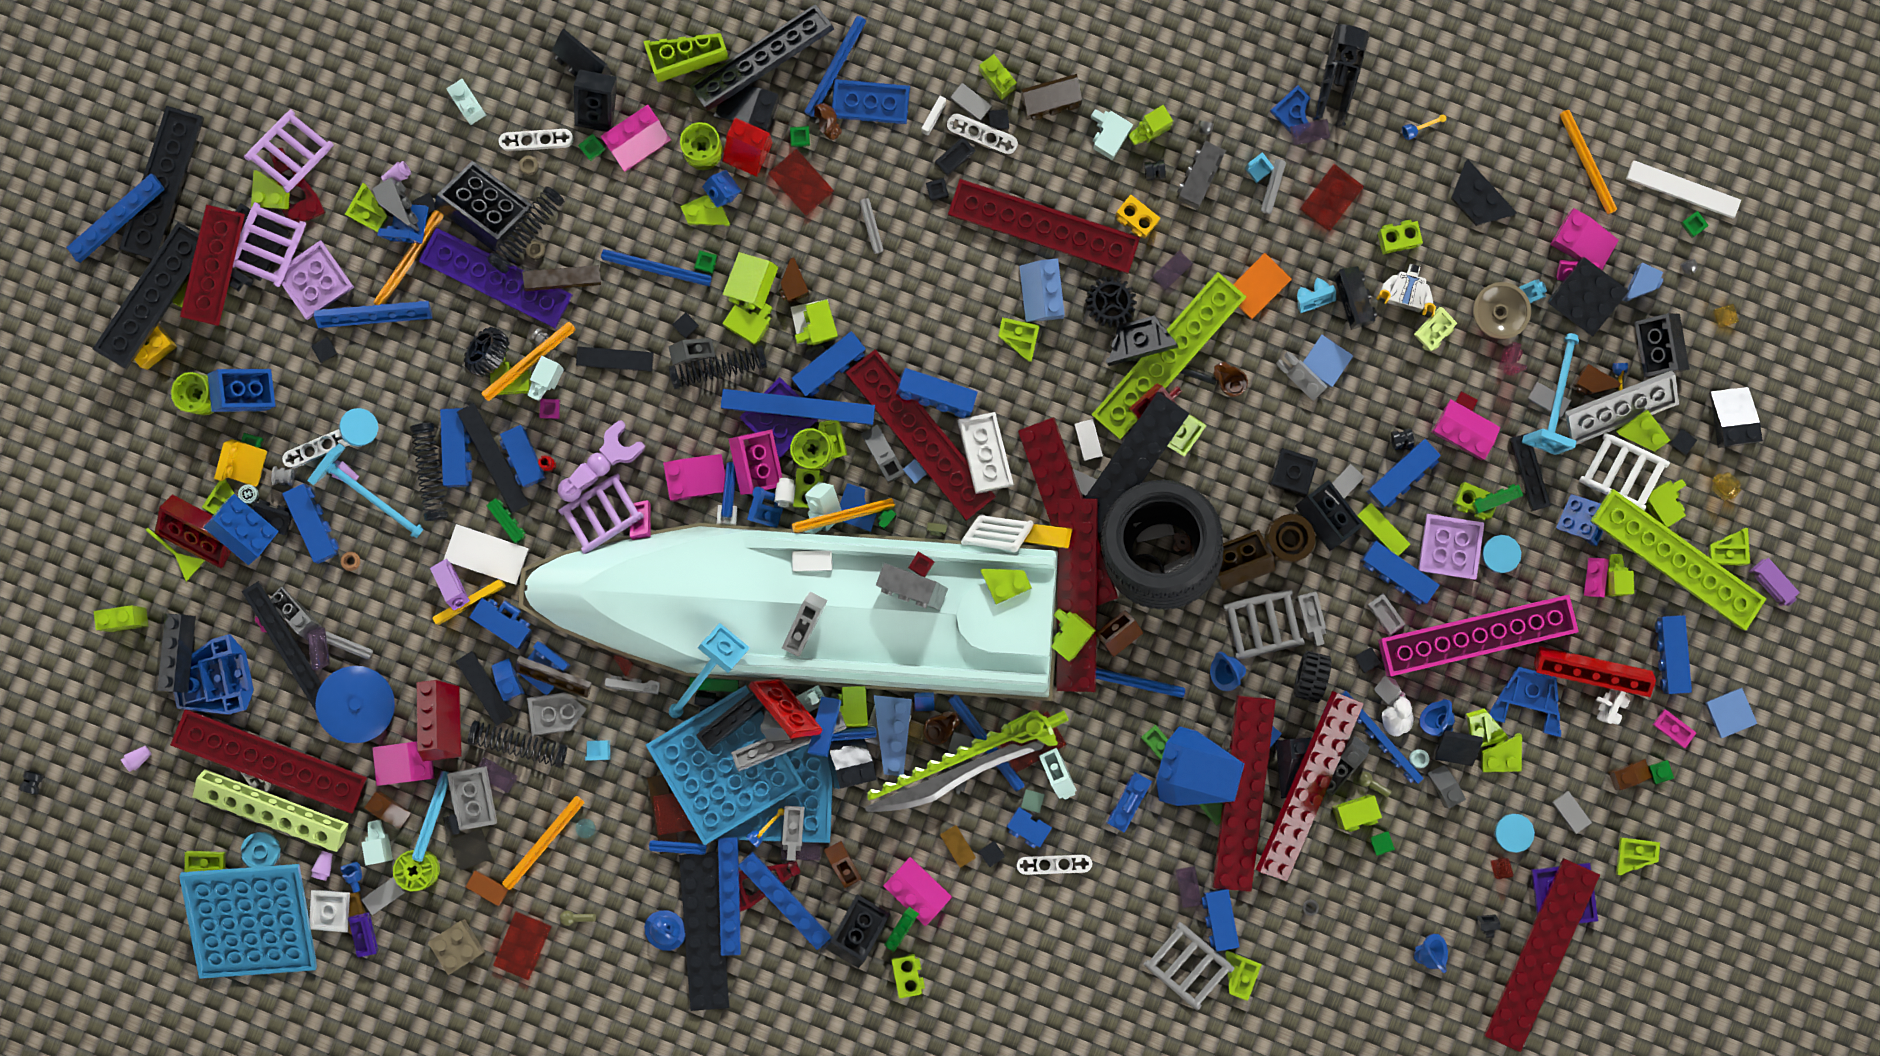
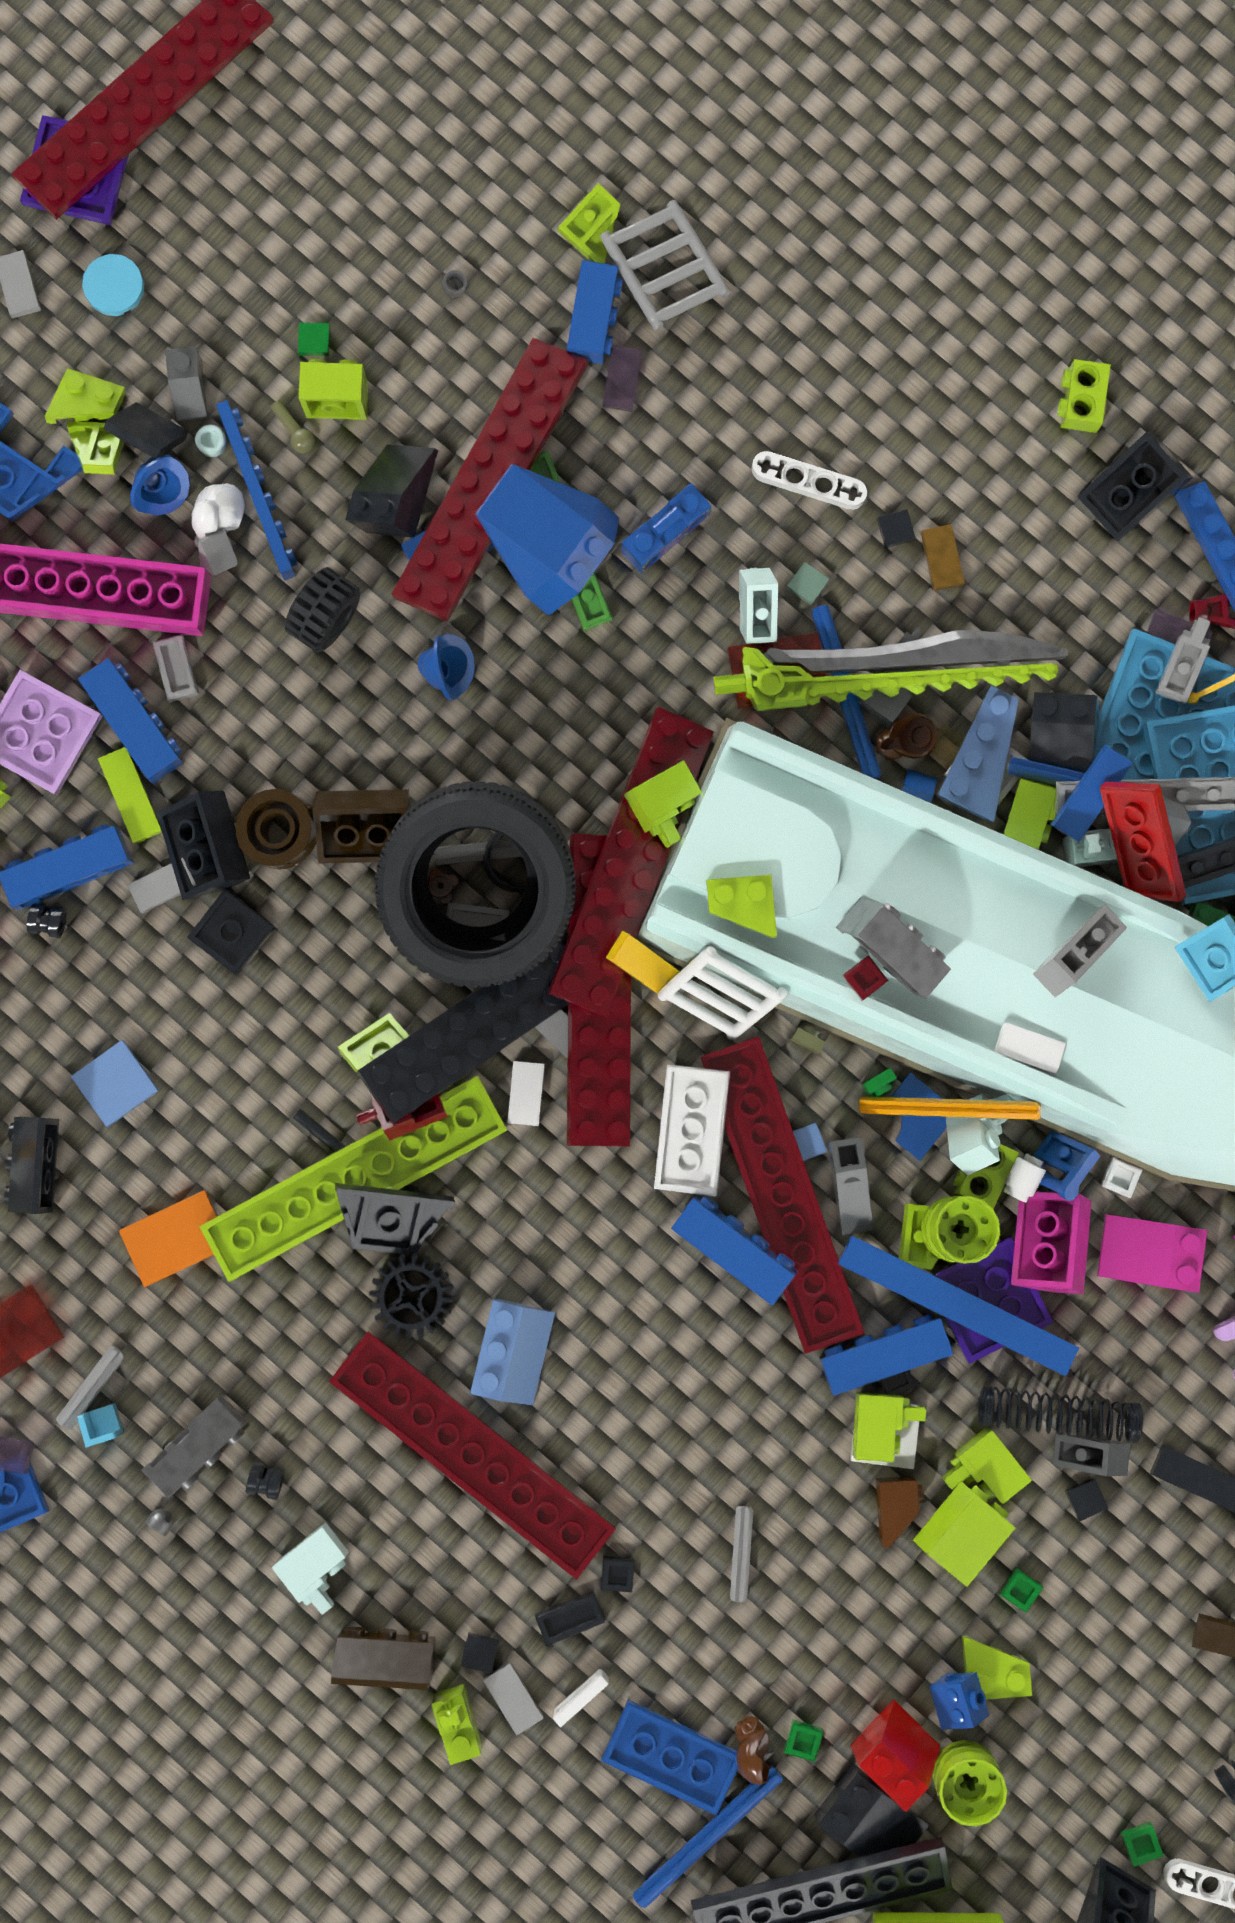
camera: 165 degrees left, 0 degrees up
(636, 138) = (1067, 1834): slope -> none
(656, 267) = (1102, 1609): blue axle -> none
(729, 489) = (1108, 1212): blue axle -> none
(801, 182) = (827, 1665): clear red tile -> none
(842, 864) = (1125, 591): reddish brown slope -> none
(901, 929) = (1072, 462): green piece -> none
(917, 890) = (1027, 511): dark pink slope -> none
(983, 131) = (511, 1644): white beam -> none
(1019, 336) = (573, 1292): lime wing -> none
(1032, 831) = (830, 544): blue brick -> none
(1119, 633) = (588, 780): reddish brown brick -> none
(1140, 683) = (583, 699): blue axle -> none
(1141, 212) = (312, 1419): yellow brick -> none
(1151, 126) = (243, 1553): lime hinge -> none
(1172, 270) = (298, 1311): clear purple tile -> none
(1231, 379) = (272, 1107): reddish brown hair -> none
(1278, 644) = (345, 752): light grey bar -> none
(1302, 376) = (161, 1072): light grey hinge -> none
(1309, 786) = (388, 452): plate -> none
(1310, 300) = (80, 1186): medium azure tile -> none
(1312, 617) = (287, 703): light grey hinge -> none
(1351, 758) = (324, 469): dark grey slope -> none
(1367, 659) = (230, 611): black tile -> none
(1432, 953) = (301, 154): blue helmet -> none
(1488, 924) = (203, 168): black tile -> none
(1502, 868) = (151, 240): clear red slope -> none

